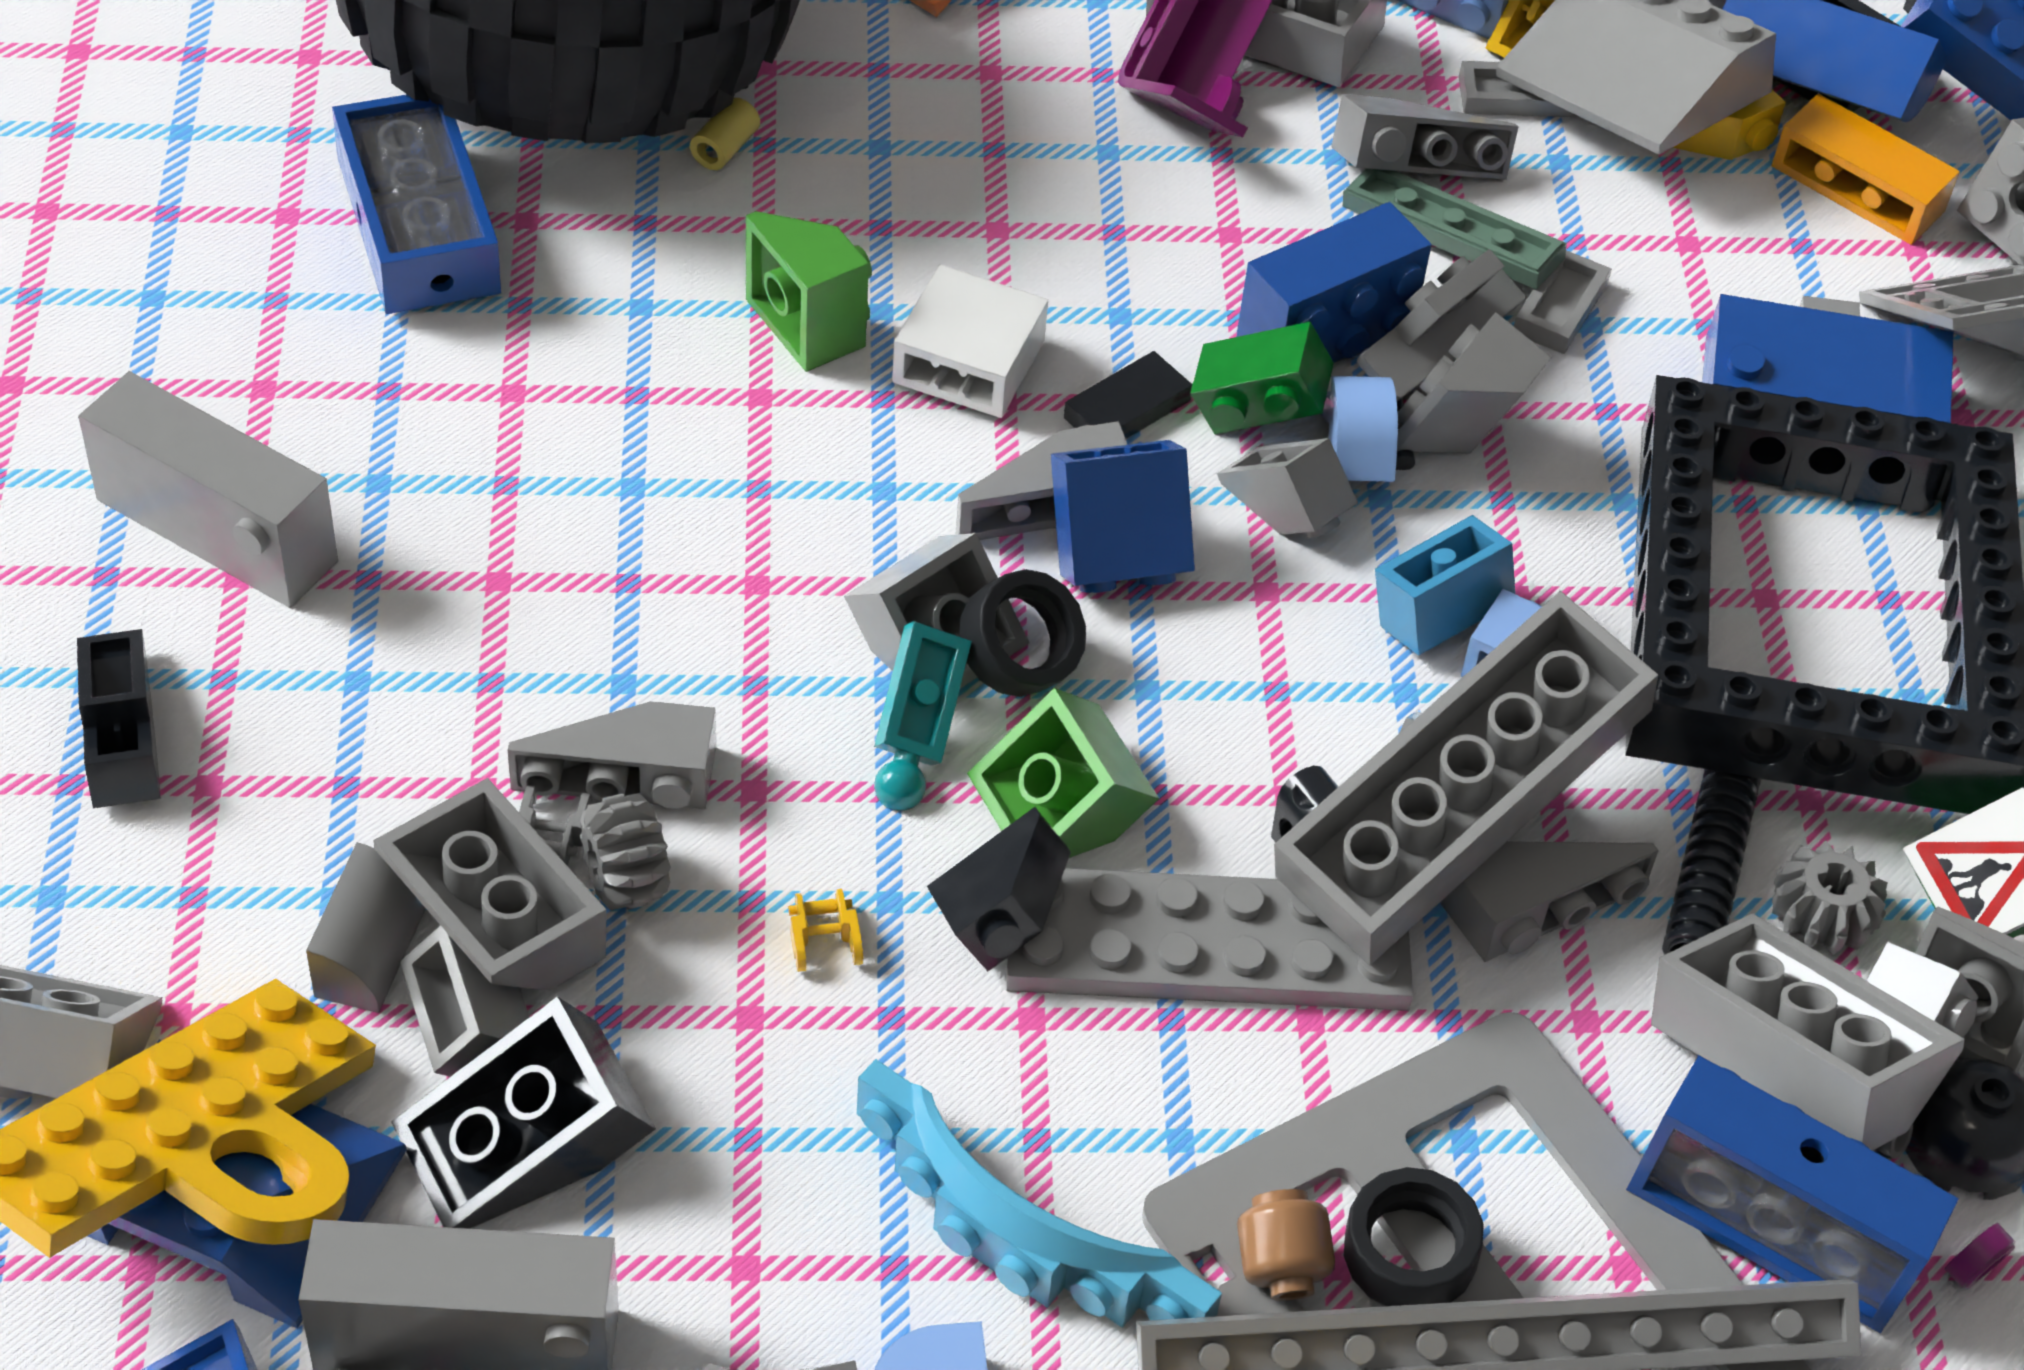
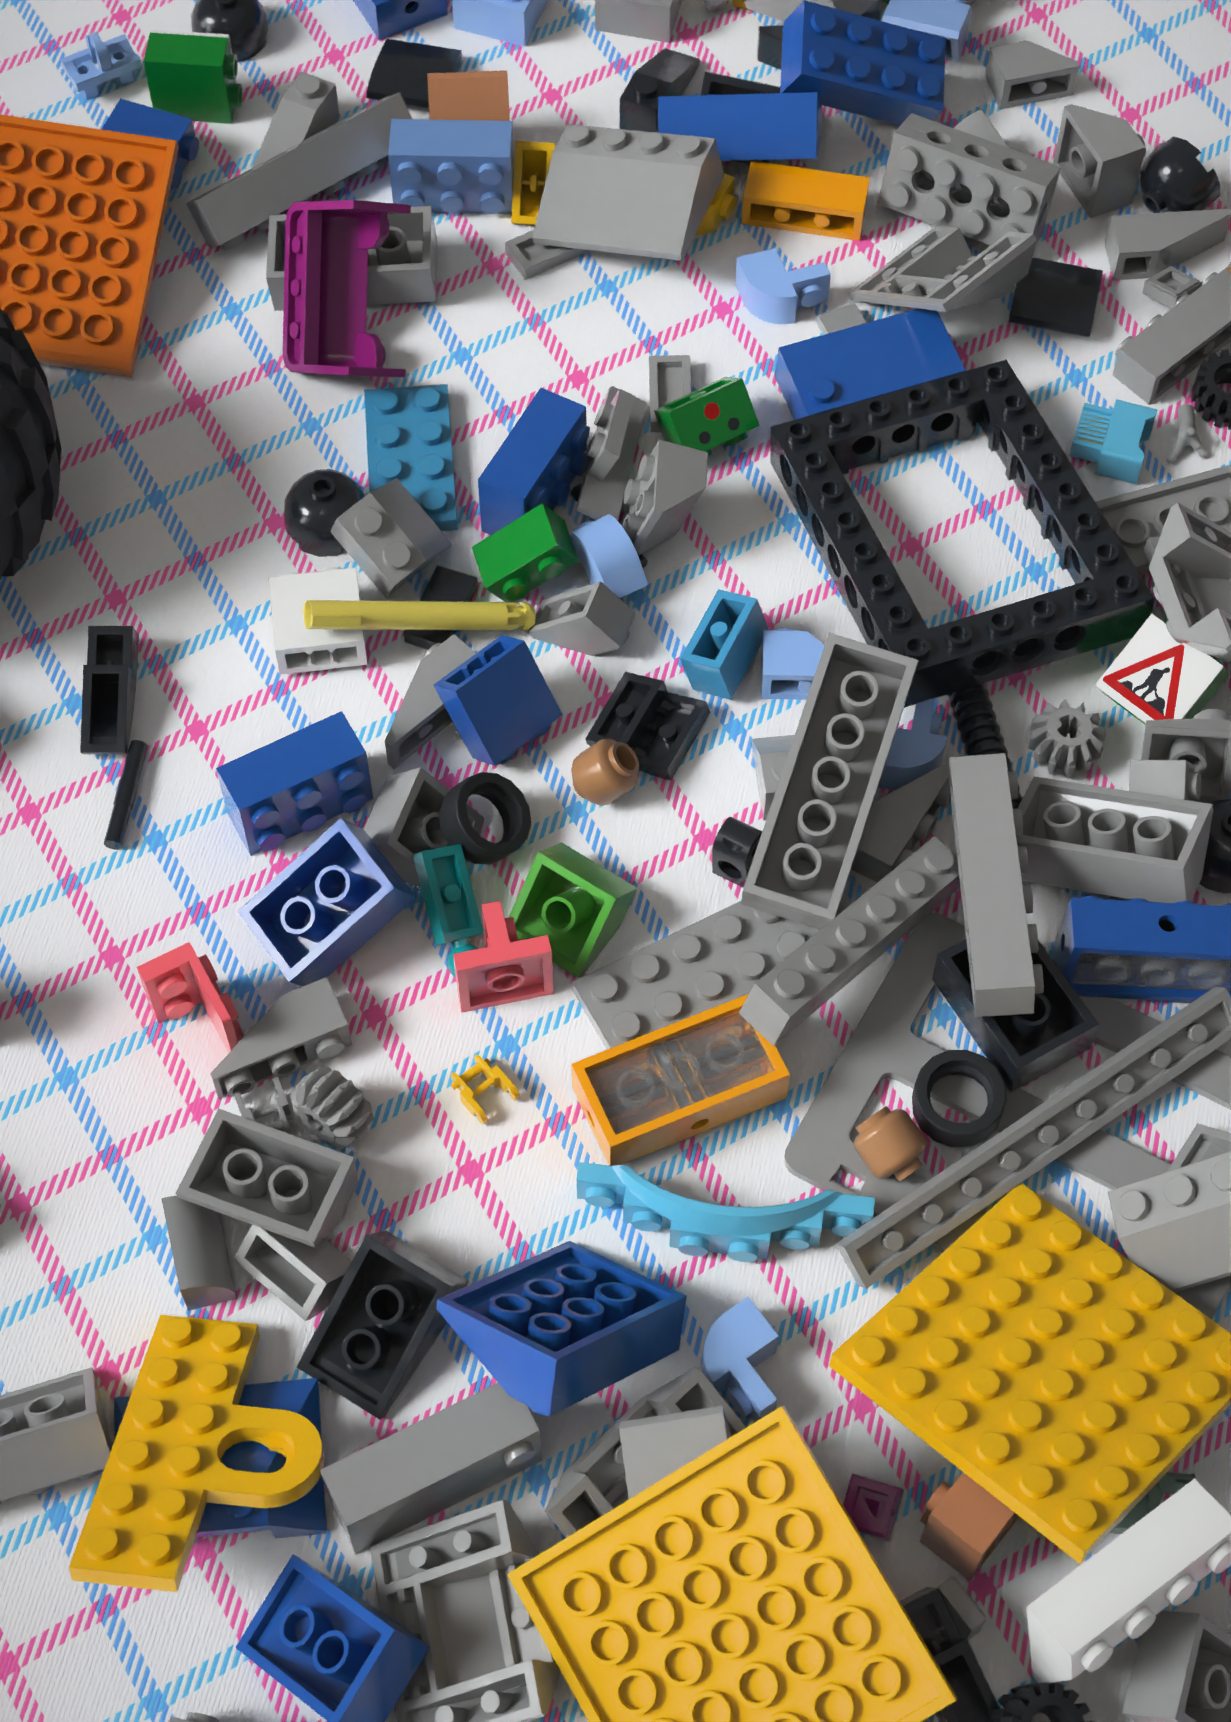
camera: 25 degrees left, 10 degrees up
(540, 639) = (183, 980): none -> coral bracket
(630, 422) = (125, 794): none -> black piece
(684, 306) = (109, 689): none -> black slope
(725, 134) = (51, 546): light yellow piece -> none
(726, 1227) = (565, 1325): none -> blue slope
(768, 626) = (326, 904): none -> blue brick
(807, 286) = (188, 637): bright green slope -> none
(822, 489) = (296, 783): none -> blue brick
(930, 799) = (505, 968): none -> coral bracket
(1003, 889) = (585, 1004): black slope -> none
(1060, 240) = (315, 505): none -> black cylinder
(1065, 1035) = (678, 1082): none -> brick
(1089, 382) = (417, 615): none -> light yellow piece
(1114, 289) = (389, 536): none -> light grey slope
(1198, 234) = (412, 442): none -> dark azure plate
(1204, 653) = (605, 771): none -> medium nougat head
(1296, 637) = (651, 722): none -> black slope
(1386, 978) = (851, 941): none -> light grey brick
(1421, 138) = (514, 318): light grey slope -> none
(1459, 225) = (571, 371): sand green tile -> none
(1557, 1159) = (1020, 1043): none -> black brick
(1589, 339) = (709, 416): none -> green brick
(1602, 996) = (992, 886): none -> light grey brick
(1606, 811) = (915, 750): none -> light blue brick
(1764, 250) = (773, 292): none -> light blue brick

